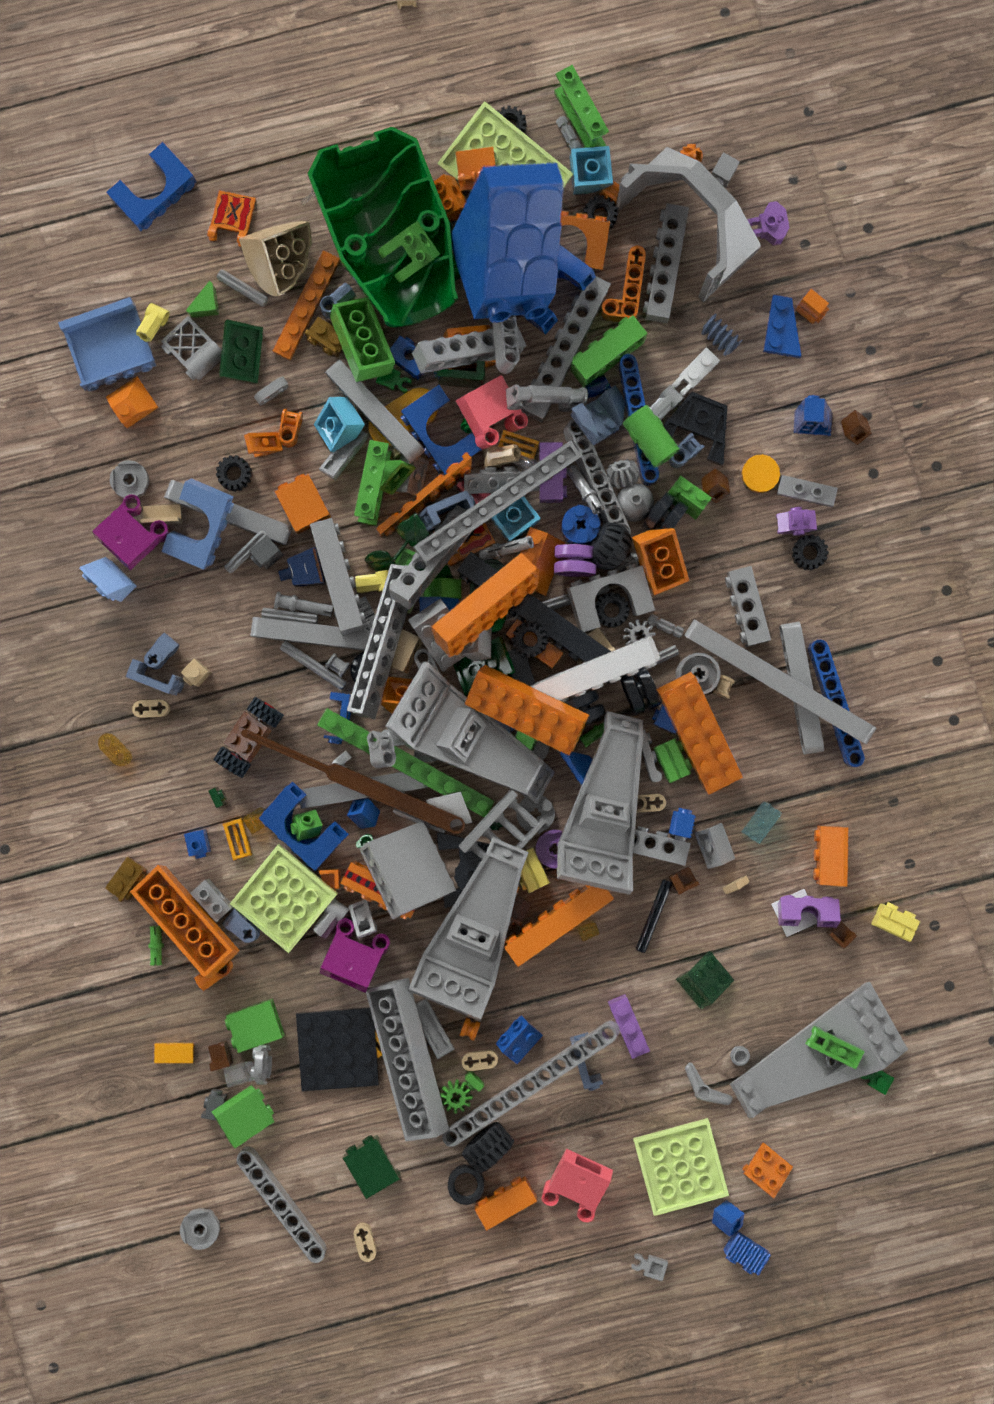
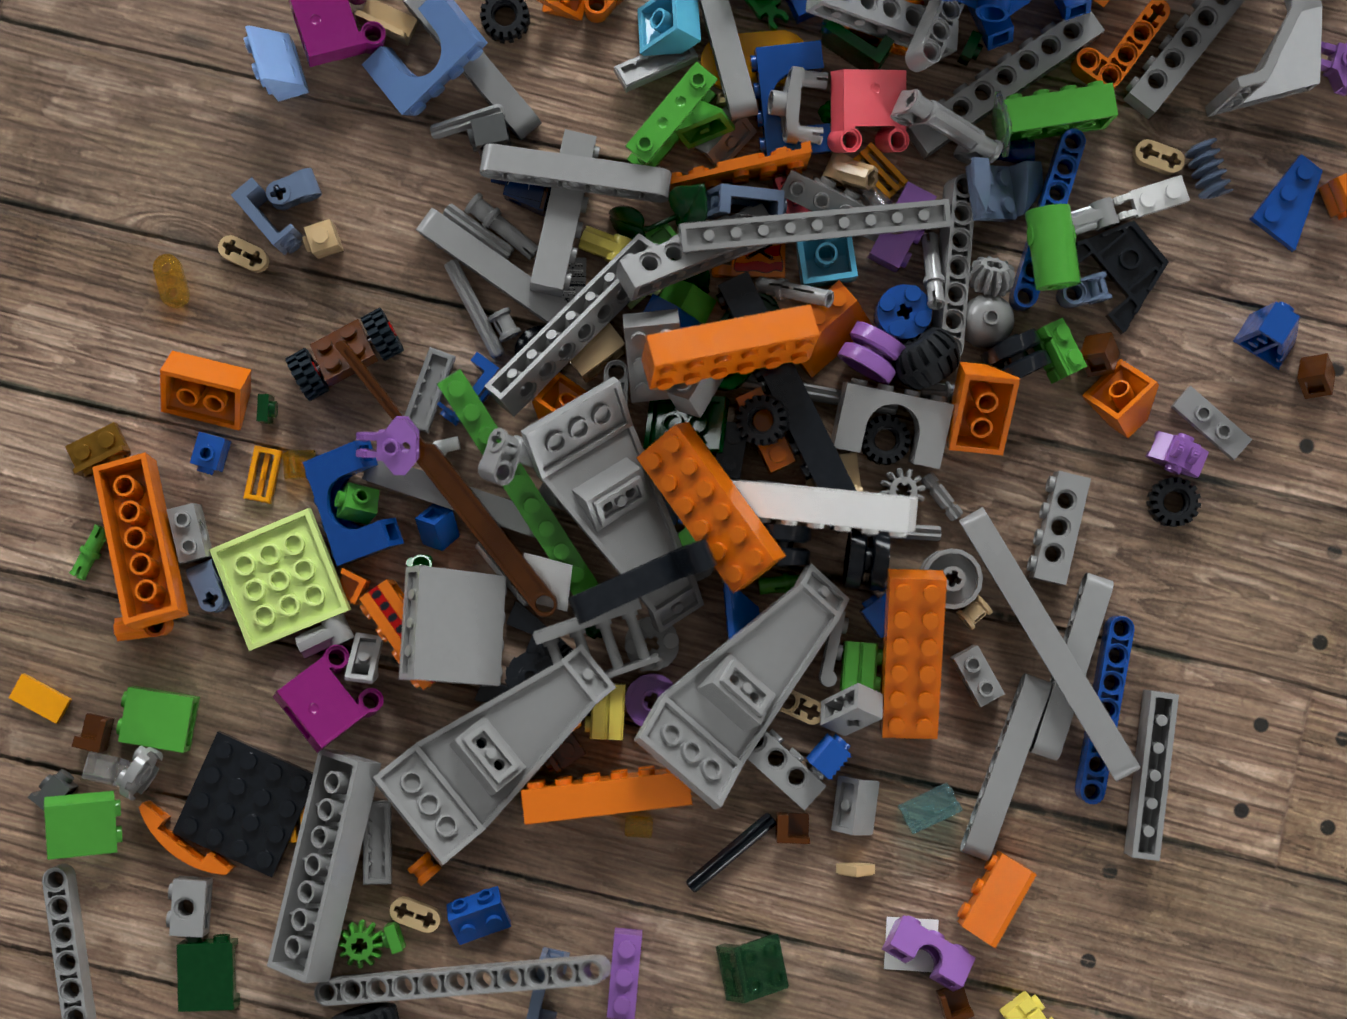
camera: 20 degrees right, 0 degrees up
(173, 806) = (204, 390): none -> orange slope
(287, 1089) = (155, 820): none -> orange slope
(302, 503) = (570, 98): orange brick -> none
(309, 779) = (390, 445): none -> medium lavender hinge
(312, 733) = (426, 392): none -> light grey plate
(331, 548) = (575, 173): none -> light grey beam
(338, 1119) = (199, 892): none -> light grey brick
(440, 435) = (787, 105): none -> light grey connector
(509, 777) = (642, 580): none -> black beam
(534, 338) = (972, 49): none -> dark green plate
(578, 376) = (1001, 123): none -> clear piece
(680, 787) = (851, 709): none -> light grey brick
(685, 339) = (1160, 151): none -> tan beam
(744, 505) = (1123, 398): none -> orange slope
(746, 725) = (976, 675): none -> light grey brick
(760, 473) = (1168, 366): light orange tile -> none
(794, 771) = (1005, 767): none -> light grey beam
(887, 729) = (1151, 781): none -> light grey brick

